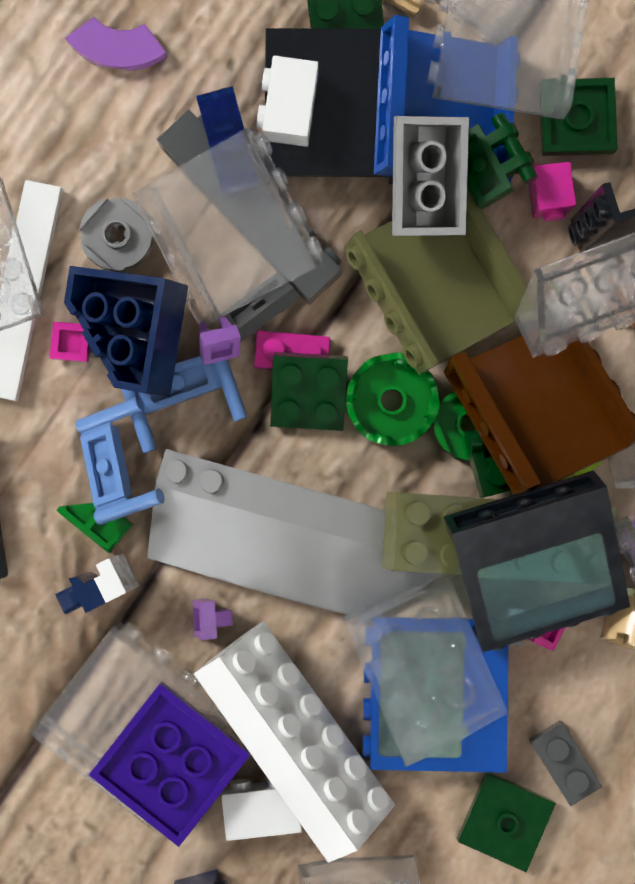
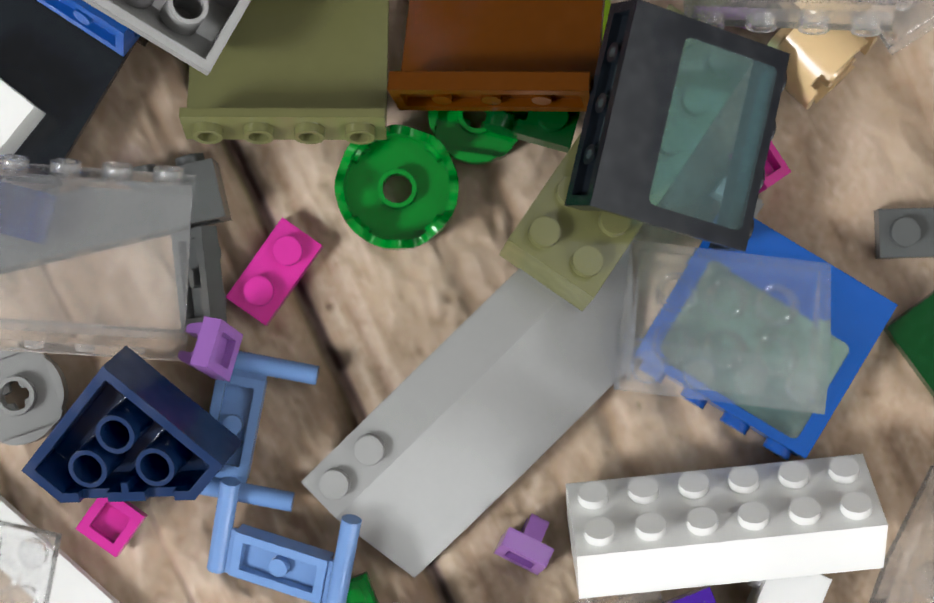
camera: 70 degrees left, 0 degrees up
(308, 391) = (330, 278): dark green plate -> none

